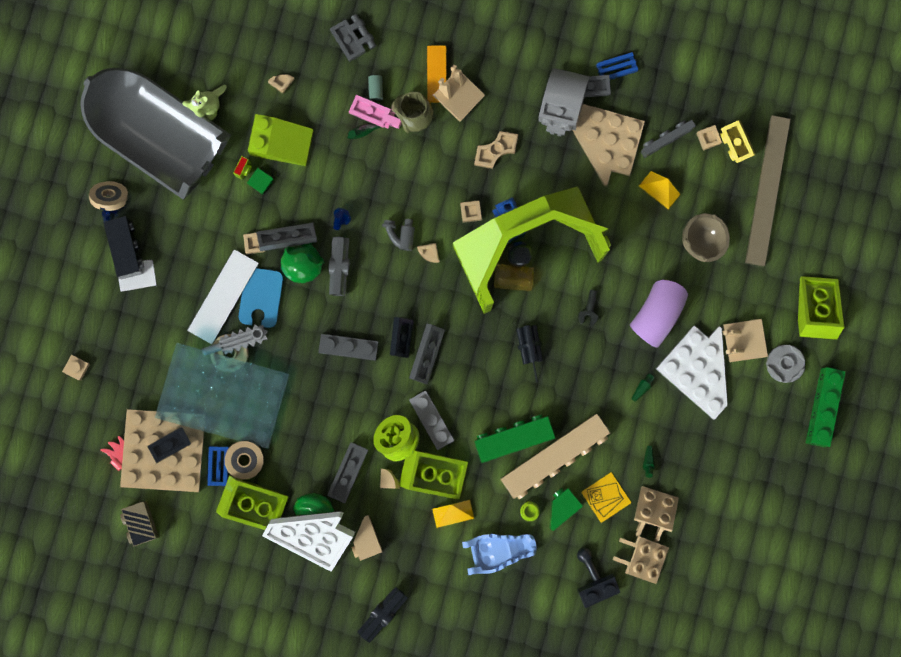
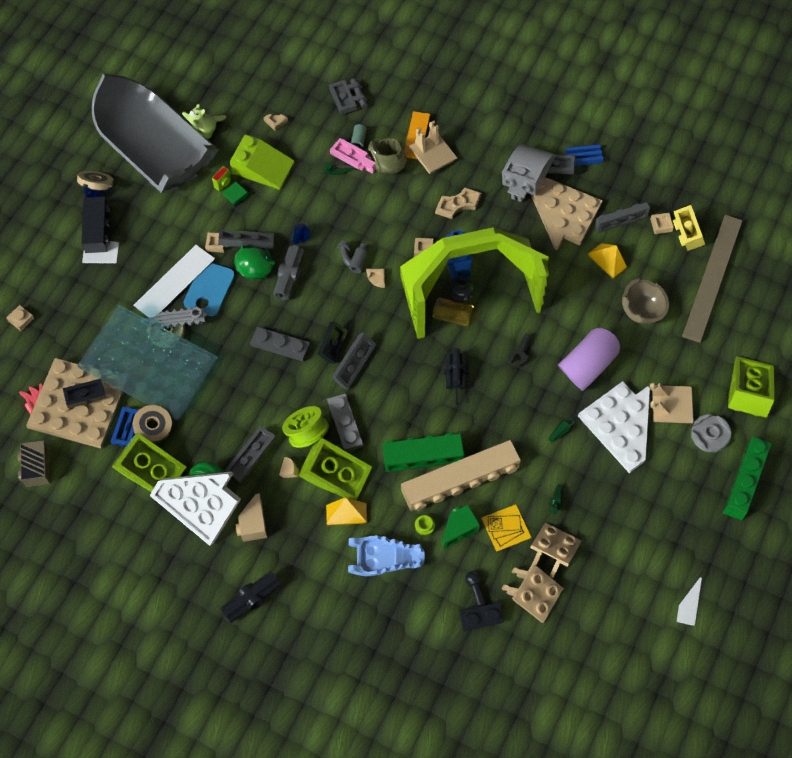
camera: 20 degrees right, 20 degrees down
(784, 544) = (688, 607): none -> white sticker

